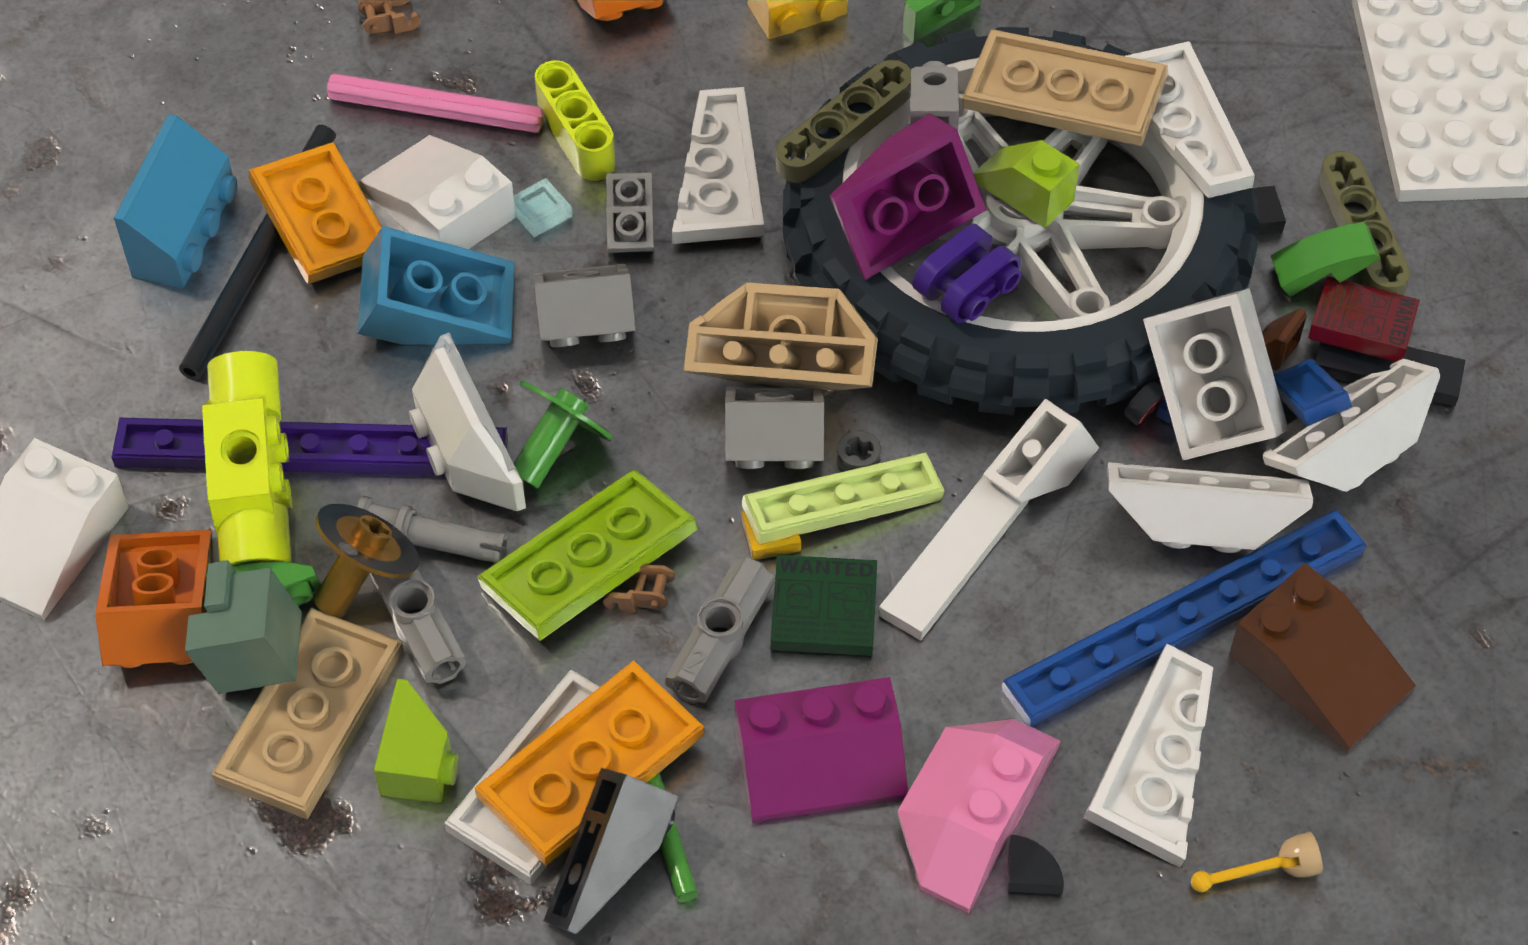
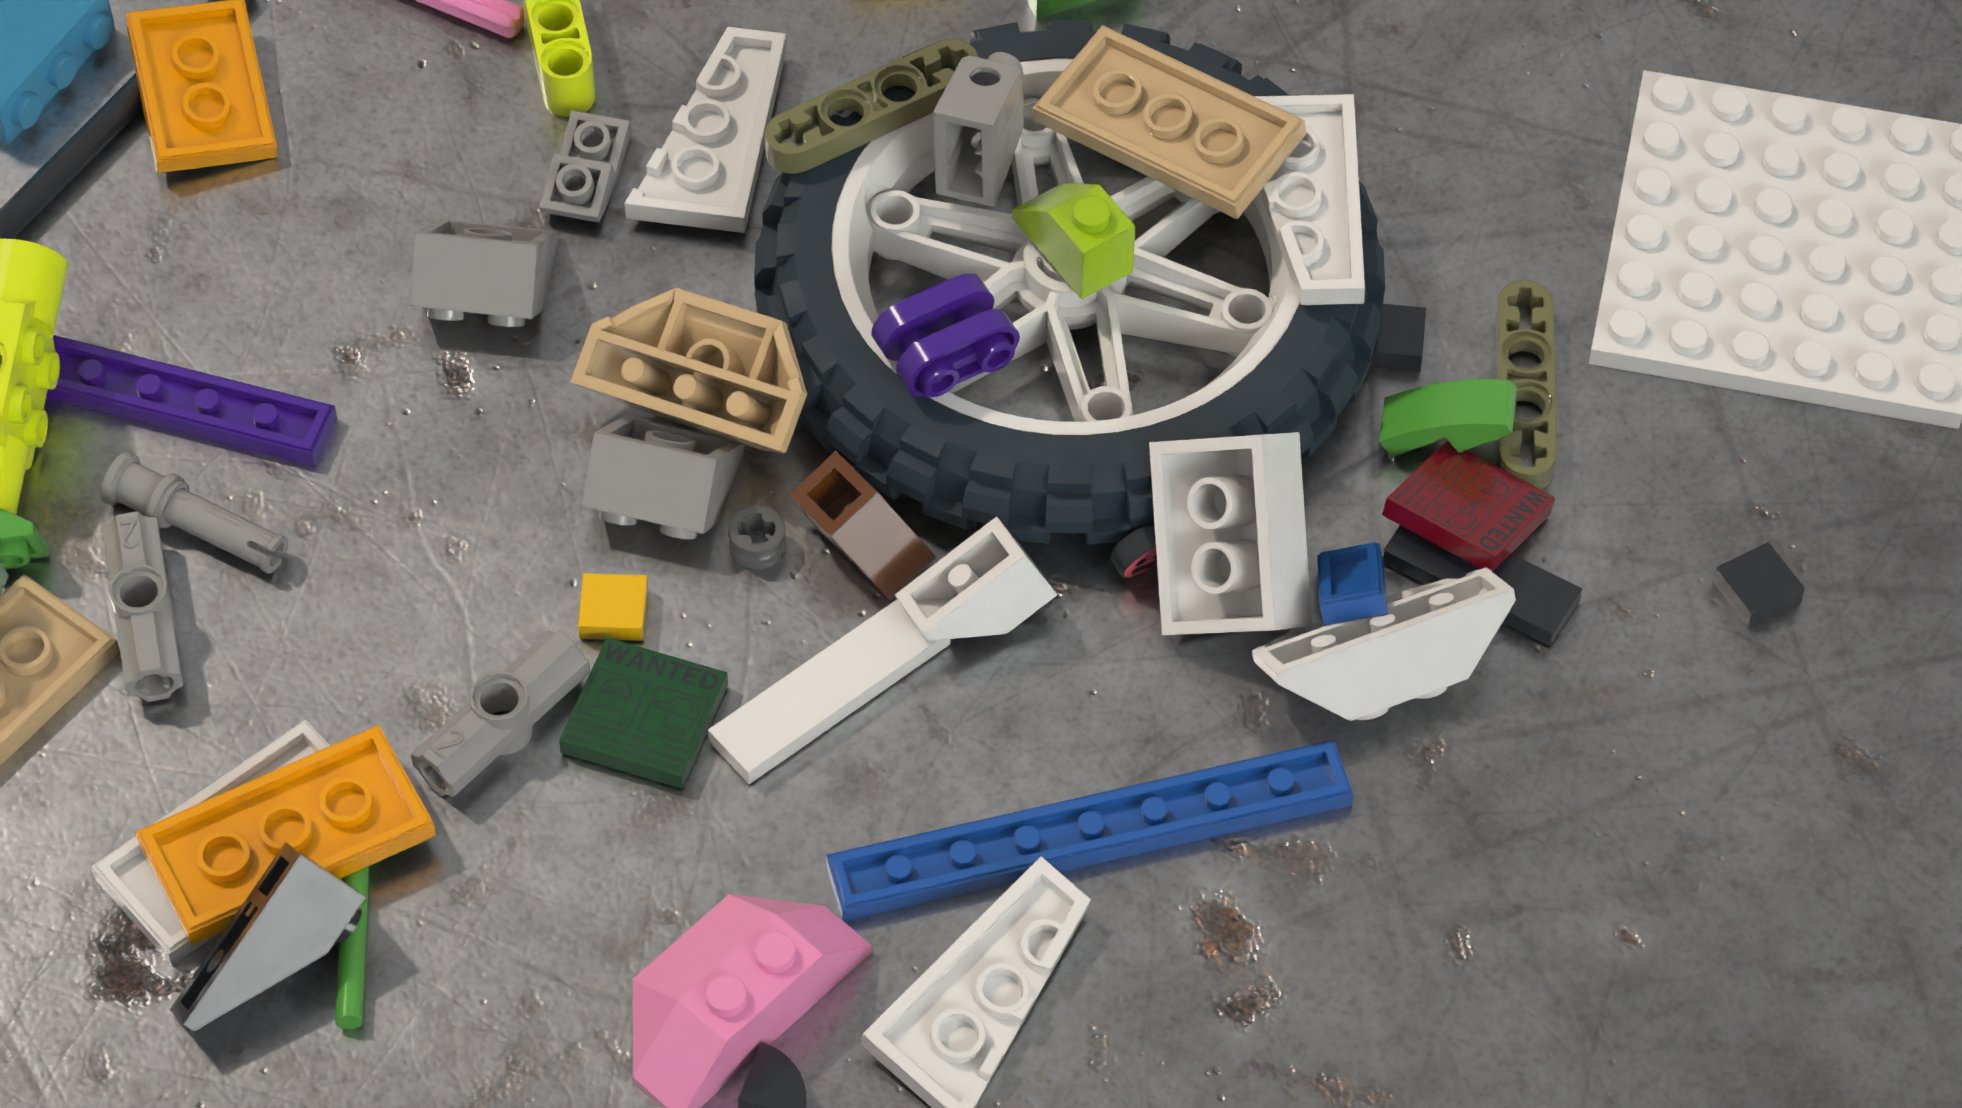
camera: 15 degrees right, 0 degrees up
(364, 547) = (97, 511): pearl gold piece -> none
(414, 750) = (81, 772): lime slope -> none
(432, 288) = (305, 217): dark azure slope -> none
(443, 193) = (359, 97): white slope -> none
(462, 432) = (269, 393): white wedge -> none
(541, 207) = (478, 136): clear light blue tile -> none
(553, 432) = (381, 424): bright green piece -> none
(587, 554) = (376, 583): lime tile -> none
(638, 598) = (414, 653): medium nougat piece -> none
(821, 749) = (567, 884): magenta slope -> none
(842, 498) = (714, 585): yellowish green tile -> none
(907, 195) = (895, 220): magenta slope -> none
(939, 428) = (862, 525): none -> reddish brown slope
(1208, 506) = (1156, 695): white wedge -> none
(1283, 336) = (1351, 511): reddish brown slope -> none
(1321, 657) = (1234, 919): reddish brown slope -> none

